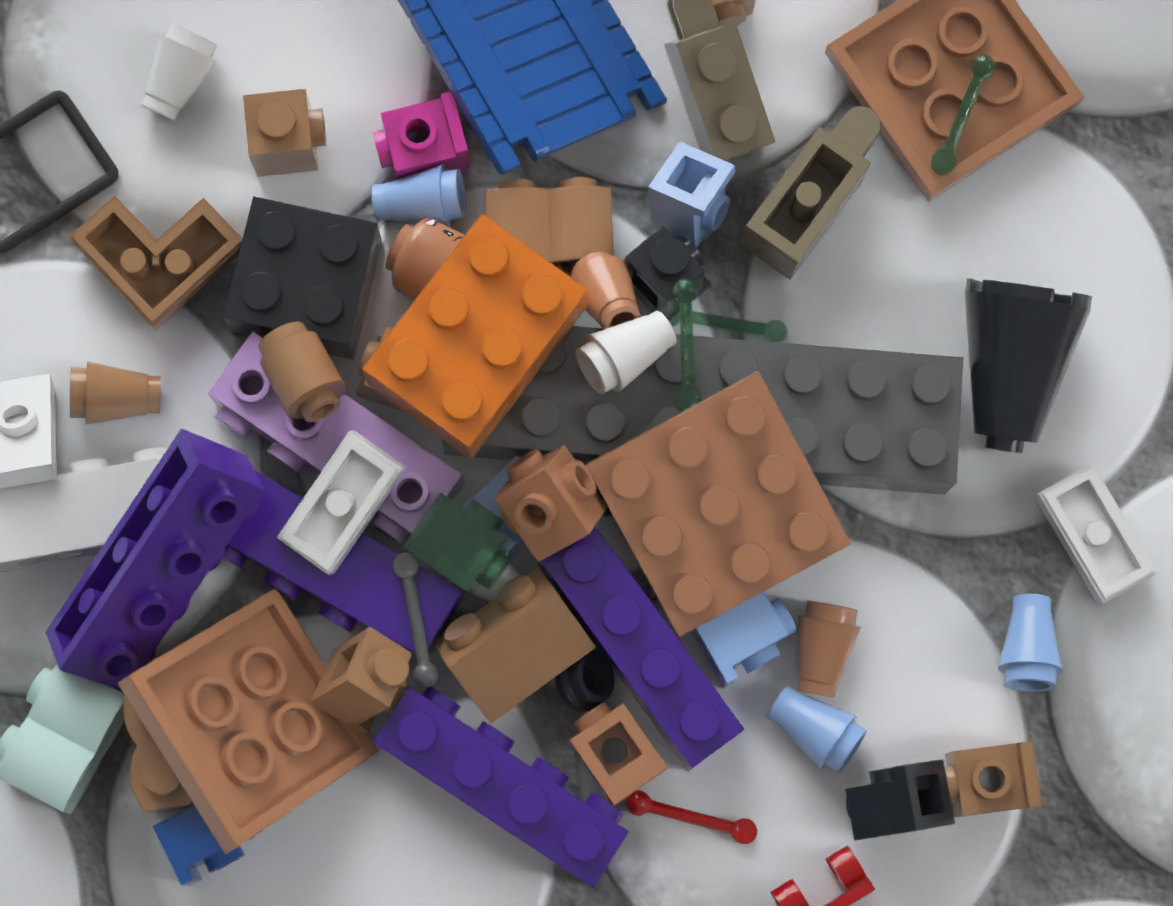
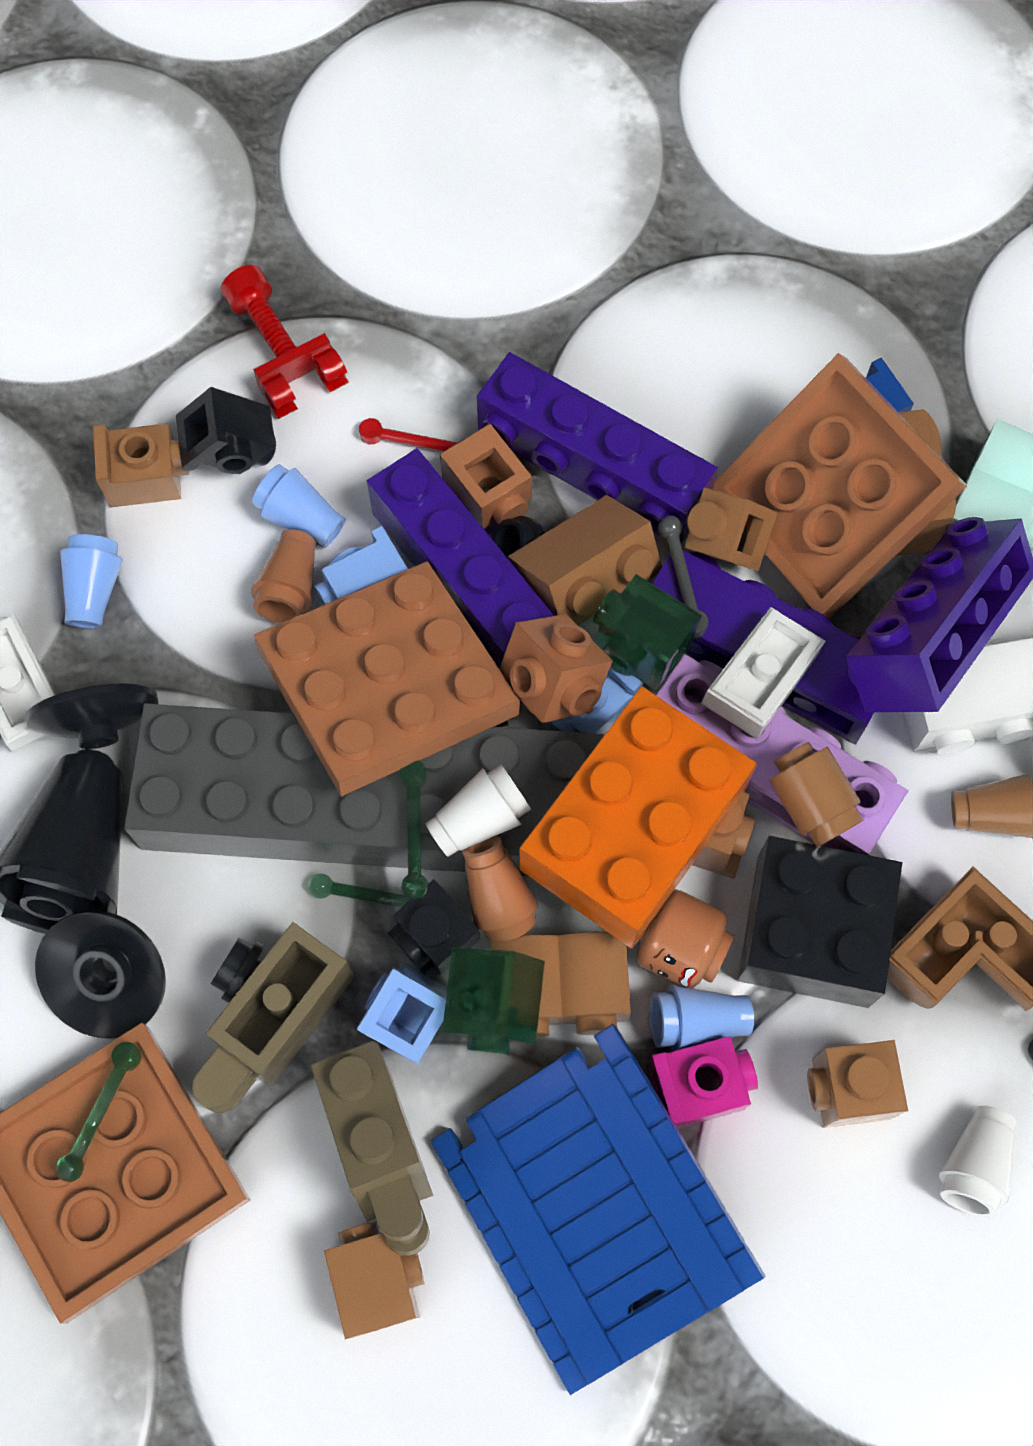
camera: 175 degrees left, 10 degrees down
(611, 191) = (493, 998): none -> clear green brick
(846, 243) = (237, 968): none -> black plate
(975, 238) = (83, 989): none -> black dish
(1005, 478) = (91, 713): none -> black dish

